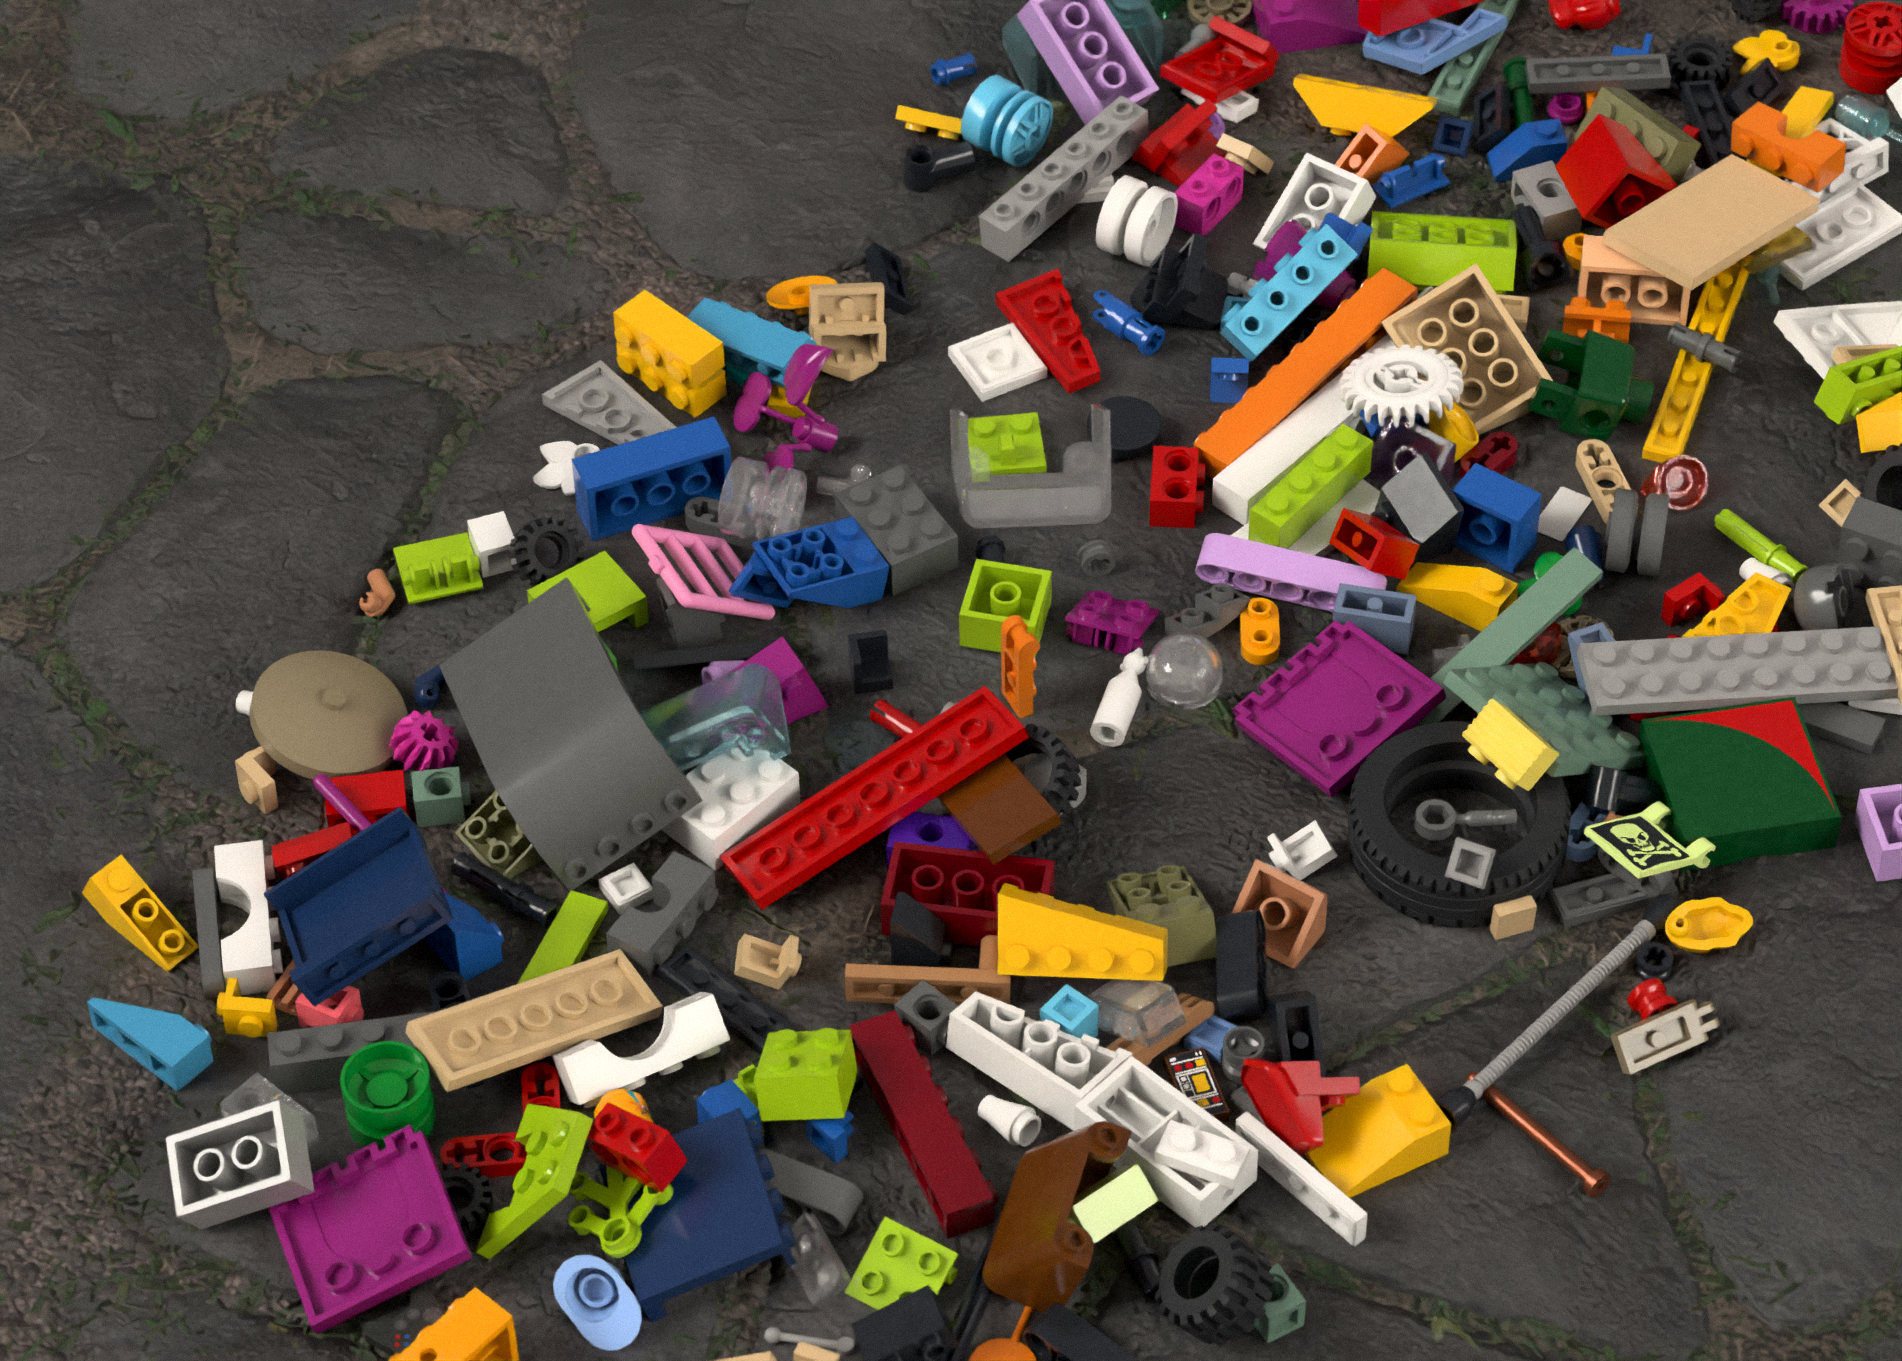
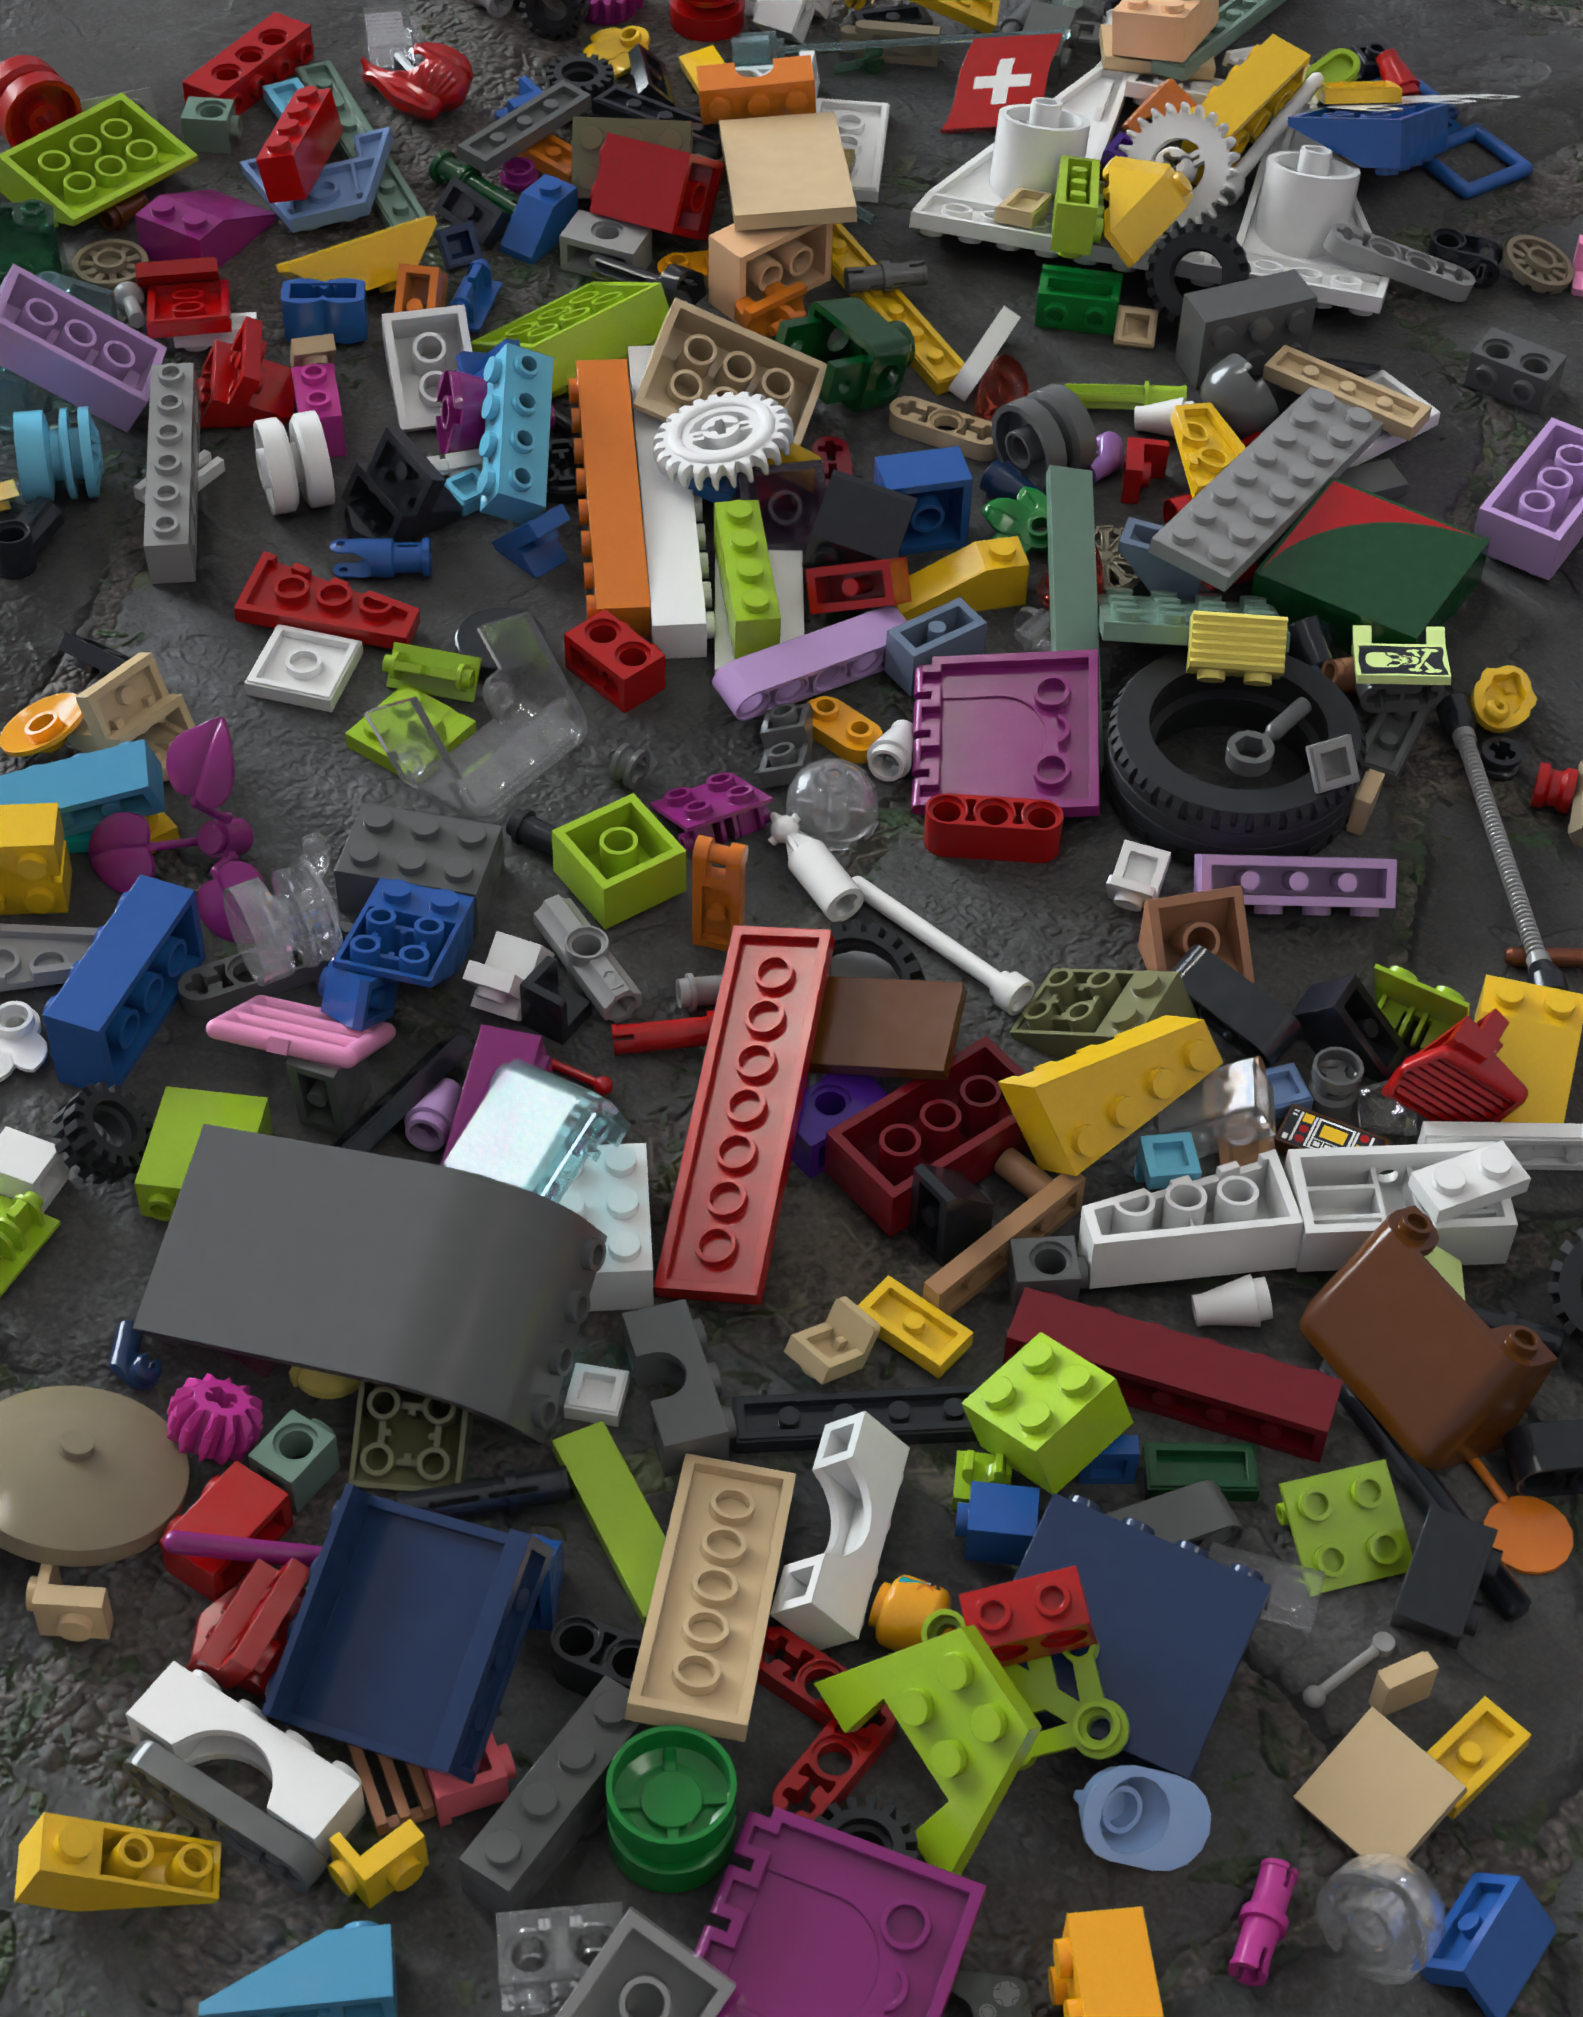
camera: 50 degrees left, 0 degrees up
(824, 987) = (916, 1327): none -> yellow plate
(829, 686) = (602, 1085): none -> red hinge
(867, 617) = (503, 972): none -> white brick
(881, 1189) = (1178, 1464): none -> dark green tile
(920, 652) = (587, 959): none -> light grey piece
(1059, 414) = (433, 671): none -> lime hinge
(1134, 854) = (1009, 990): none -> white piece
(1257, 756) = (993, 828): none -> red beam
(1261, 664) = (892, 753): none -> white cone
(1295, 126) = (325, 308): none -> blue brick
(1344, 1048) = (1402, 995): none -> lime hinge
(1388, 926) = (1302, 881): none -> lavender brick
(1668, 581) = (1110, 455): none -> medium lavender arm
(1700, 445) = (984, 353): none -> white beam
(1825, 454) = (1078, 299): none -> green hinge

